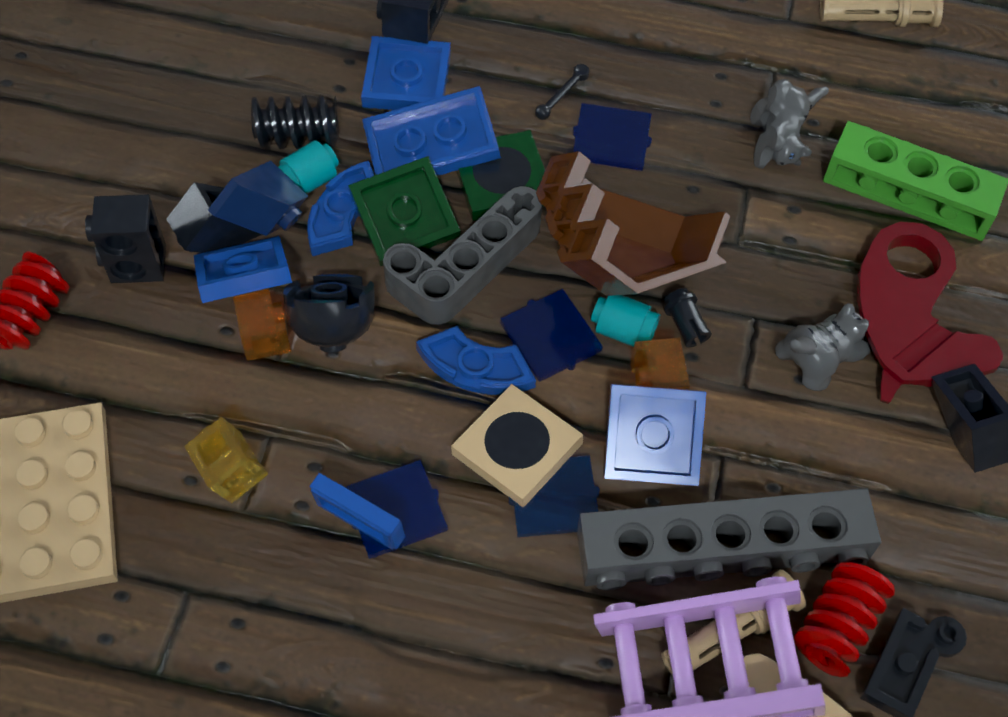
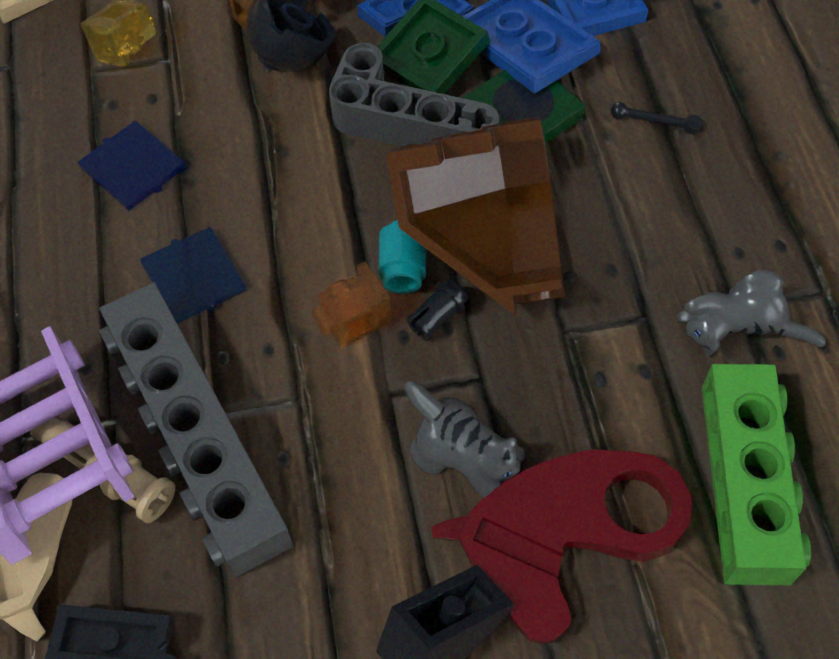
camera: 70 degrees right, 0 degrees up
(357, 512) = (101, 129): blue tile -> none
(473, 365) = (299, 165): blue tile -> none
(517, 445) = (228, 224): tan tile -> none
(551, 335) = (358, 211): clear blue piece -> none
(613, 136) = (630, 178): clear blue piece -> none
(654, 434) = (277, 320): tile -> none
(841, 616) = (136, 560): red piece -> none

